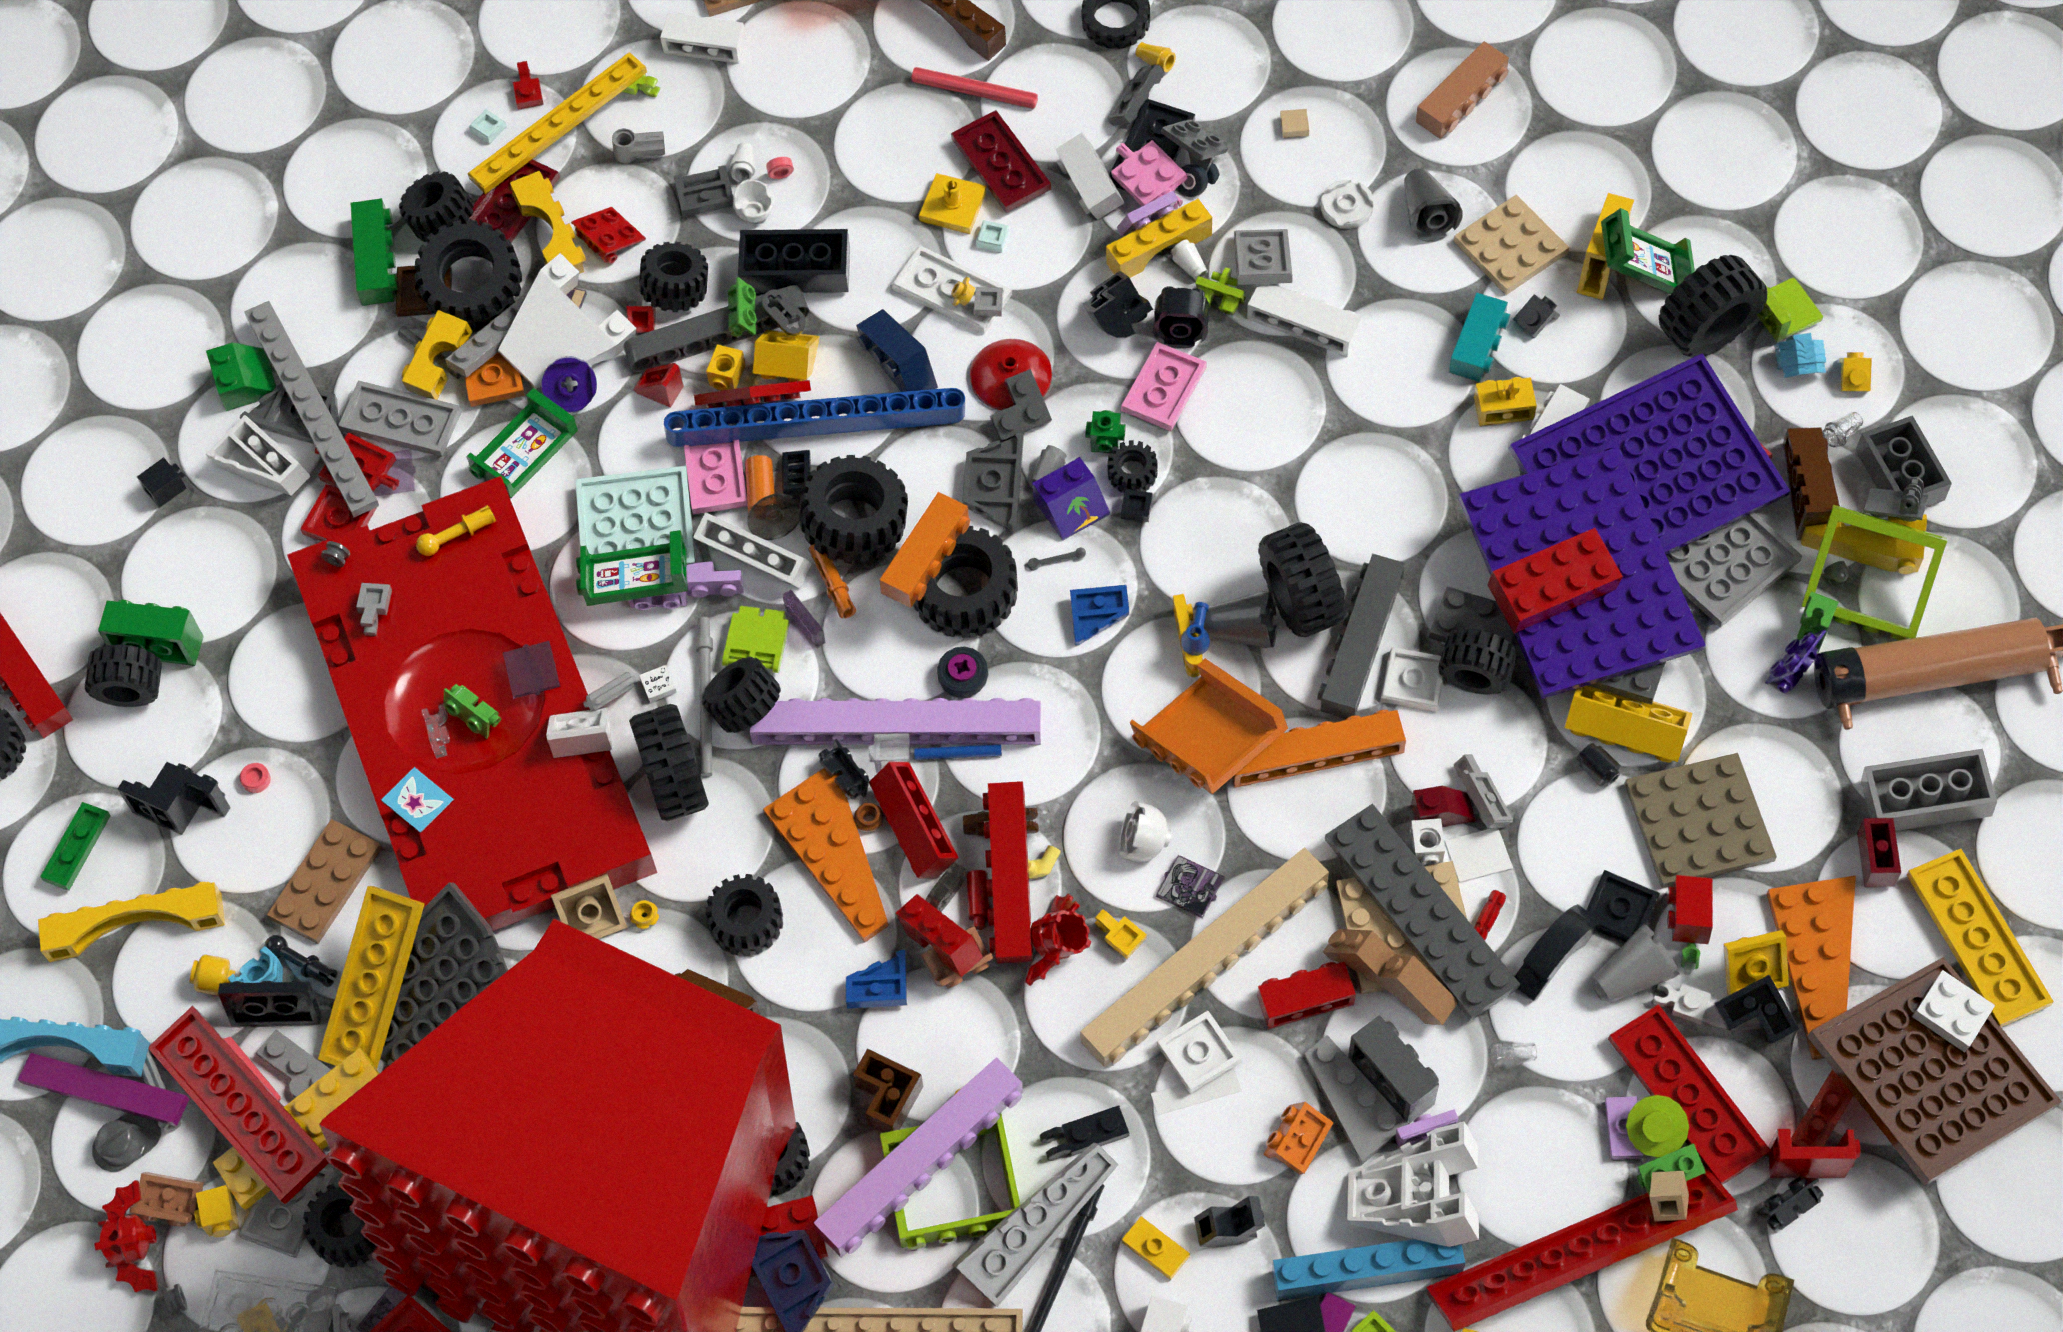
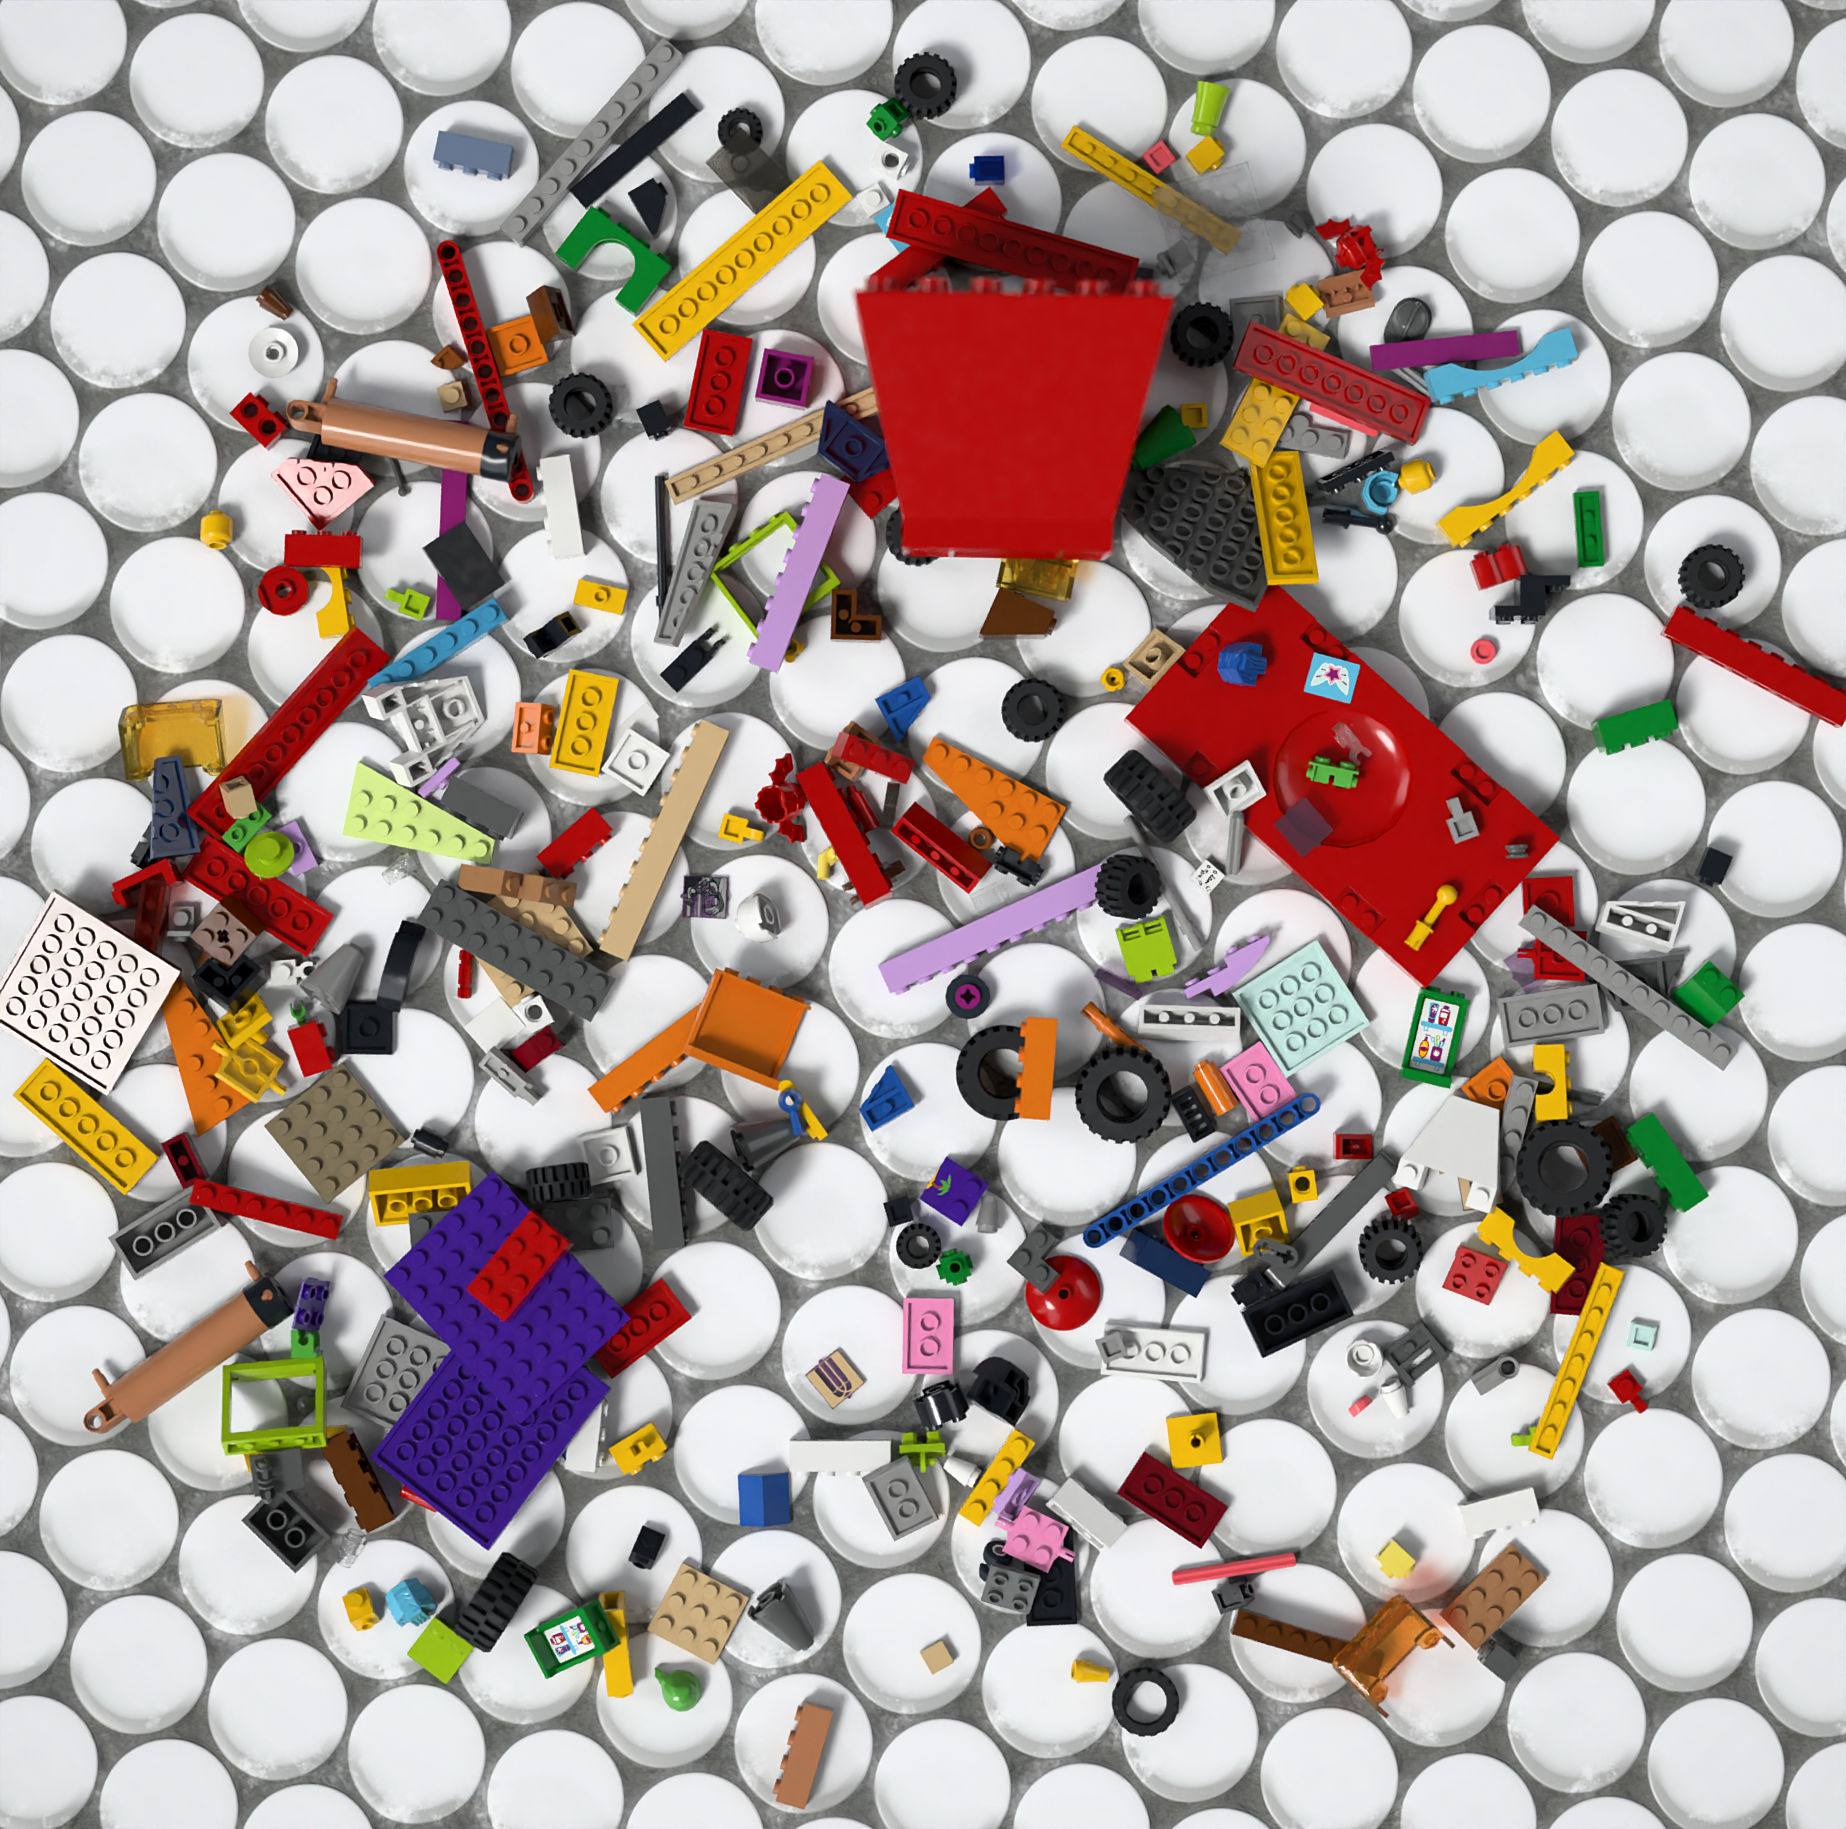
camera: 150 degrees right, 25 degrees up
(123, 675) = (1631, 677): black tyre -> none
(187, 848) = (1498, 567): none -> red brick
(324, 881) = (1377, 593): medium nougat plate -> none
(499, 848) = (1241, 663): none -> blue hair
(578, 371) = (1429, 1118): dark purple plate -> none
(633, 572) = (1272, 954): green panel -> none
(741, 298) = (1317, 1251): bright green hinge -> none
(752, 394) = (1263, 1165): red plate -> none
(774, 516) = (1187, 1061): clear smoke dish -> none
(821, 36) = (1395, 1560): none -> light yellow brick
(827, 303) = (1256, 1280): none -> black brick
(837, 359) = (1205, 1222): none -> red dish
(957, 752) = (938, 927): blue bar -> none
(962, 292) = (1137, 1345): yellow plate -> none
(986, 63) = (1233, 1595): none -> black bracket
(992, 236) = (1144, 1422): light aqua tile -> none
(994, 480) = (1026, 1182): dark grey wing -> none
(1034, 563) = (958, 1123): dark grey hinge -> none
(1135, 95) = (1087, 1621): dark grey hinge -> none
(1237, 1118) = (584, 723): none -> yellow plate
(1276, 389) = (834, 1378): none -> piece
(1347, 204) = (855, 1592): white tile -> none
(1360, 1108) = (500, 776): light grey wing -> none
(1400, 312) = (764, 1499): none -> blue slope
(1434, 509) = (654, 1317): none -> red plate
(1479, 337) = (684, 1502): teal brick -> none
(1501, 1117) = (397, 817): none -> yellowish green wing
(1560, 185) = (679, 1689): none -> bright green hat
(1739, 1063) = (227, 932): none -> hinge
(1761, 1201) = (171, 827): none -> dark blue wing
(1770, 909) = (249, 1069): none -> yellow plate
(1788, 1102) = (181, 923): none -> light grey bracket
(1808, 768) = (265, 1208): none -> red plate
(1953, 1011) = (83, 1047): white plate -> none

